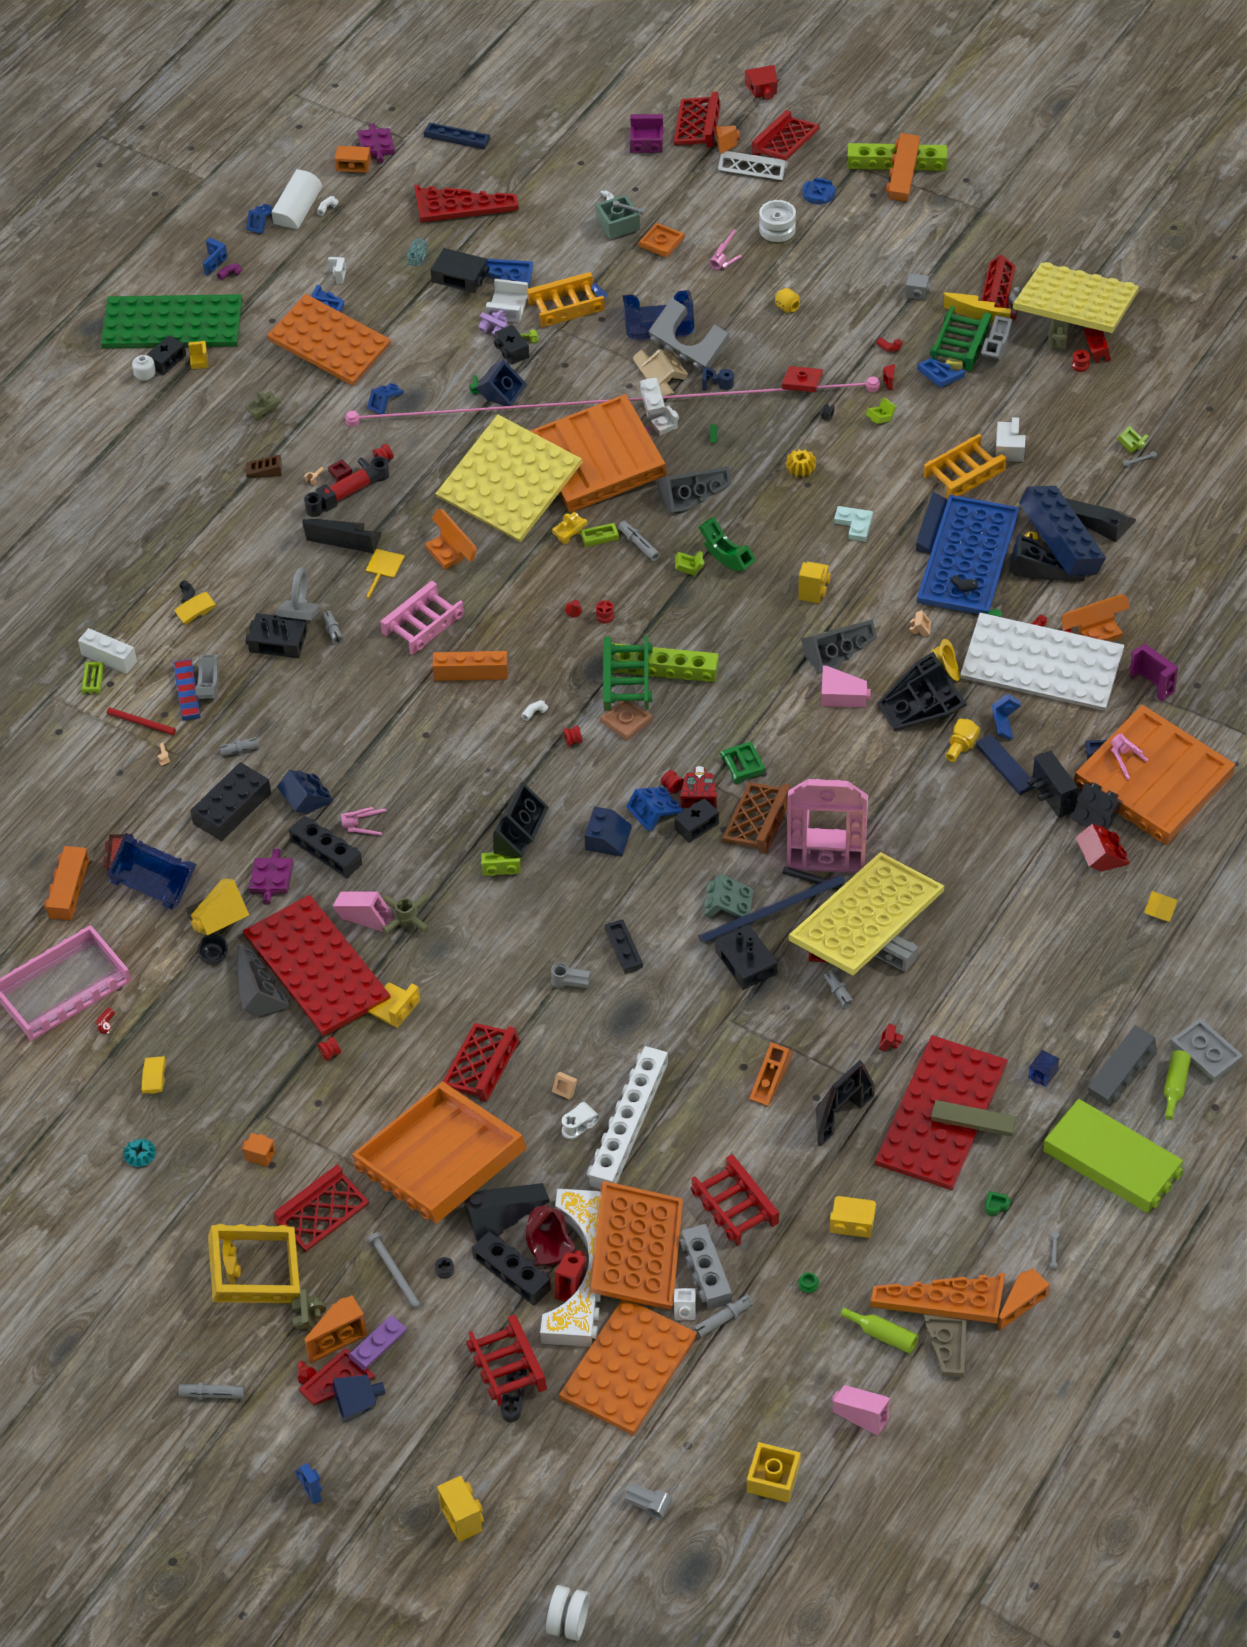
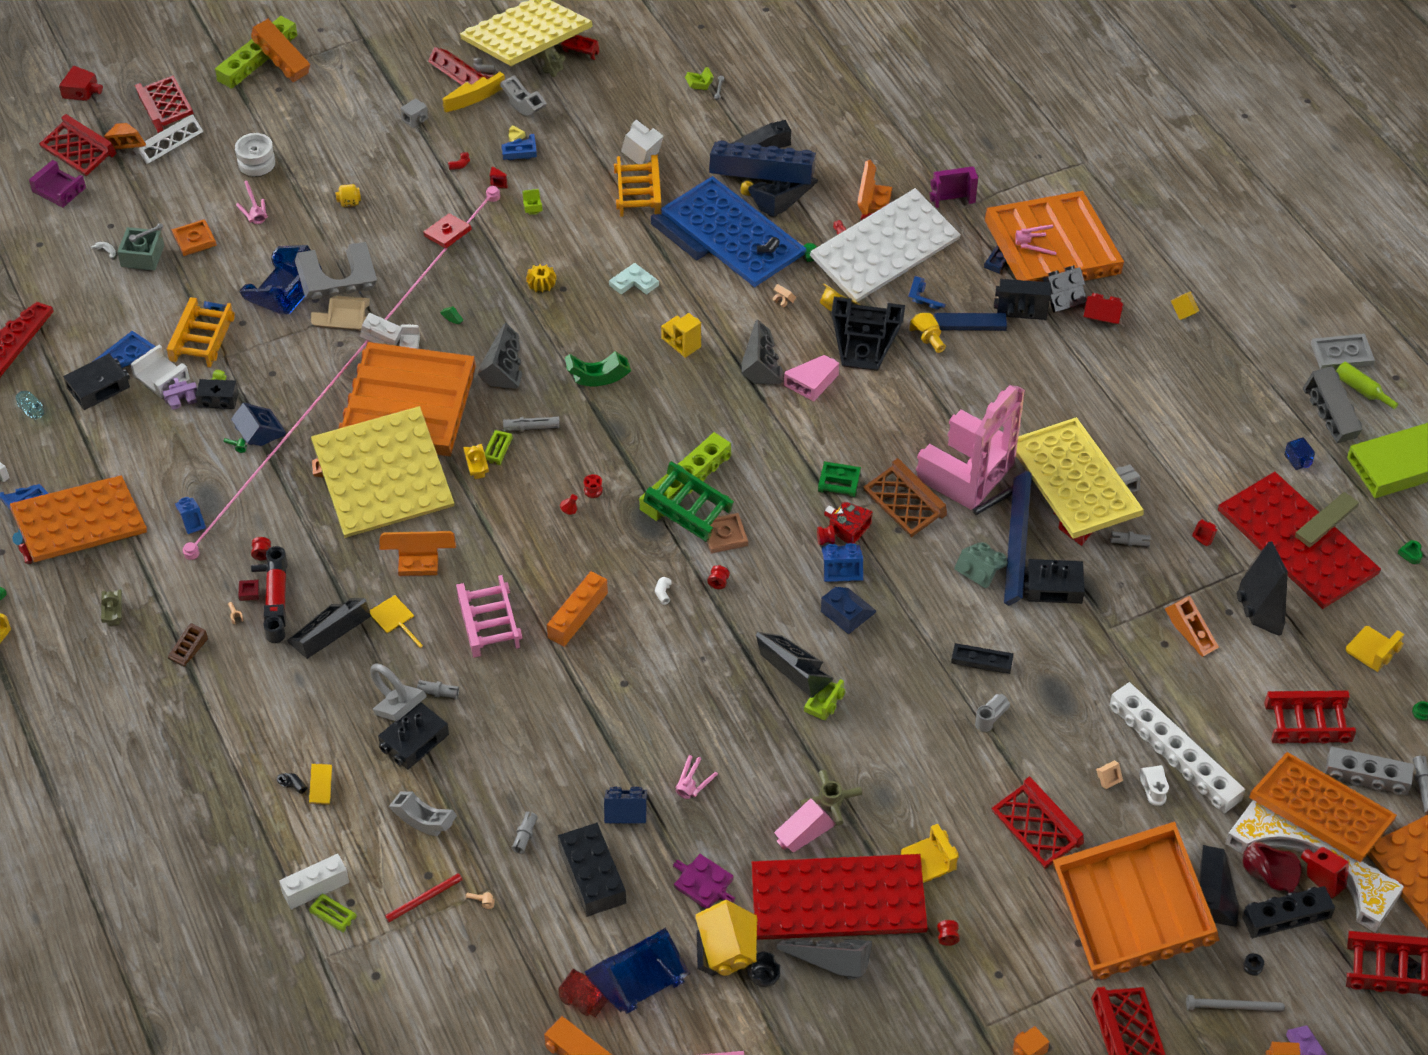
camera: 60 degrees left, 0 degrees up
(186, 689) = (415, 841): tile -> none
(325, 846) = (698, 829): black brick -> none
(685, 1304) = (1398, 803): white bracket -> none
(688, 563) = (589, 403): lime bracket -> none
(696, 820) = (881, 540): black brick -> none
(724, 378) = (398, 279): dark blue leg -> none
(818, 191) = (240, 117): blue tile -> none
(827, 412) = (499, 234): black bush -> none
(974, 347) = (504, 105): green fence -> none
(1080, 360) = (587, 65): red wheel -> none

